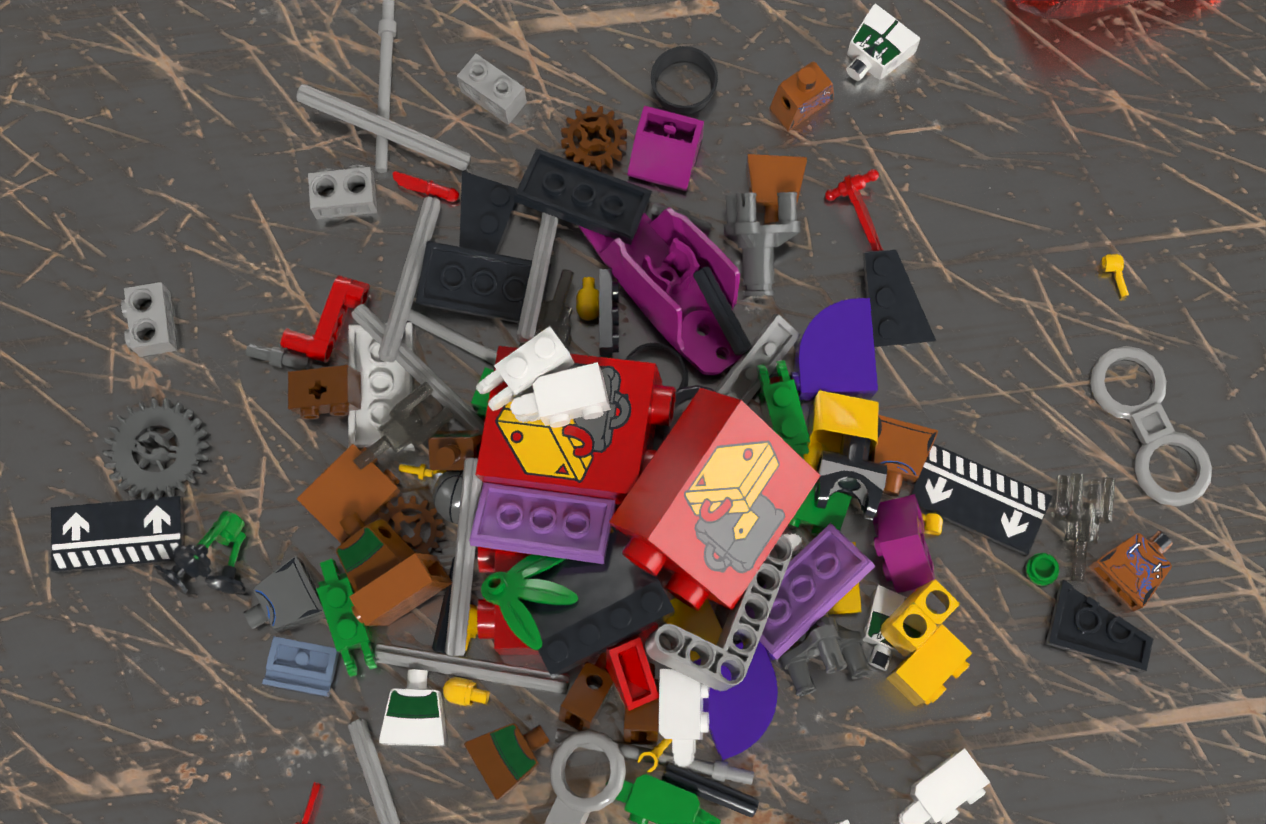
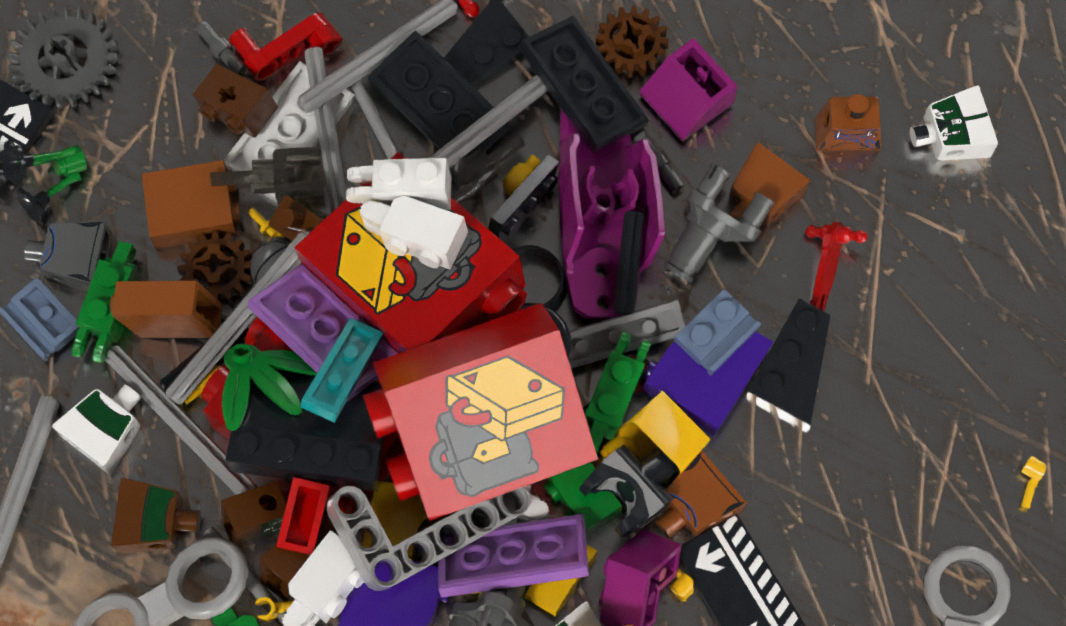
camera: 35 degrees right, 5 degrees down
(369, 550) = (167, 254): reddish brown torso -> none
(464, 692) = (158, 438): yellow cylinder -> none
(586, 543) = (341, 370): none -> teal plate
(687, 54) = (760, 16): black tyre -> none
(826, 318) = (717, 332): none -> sand blue plate

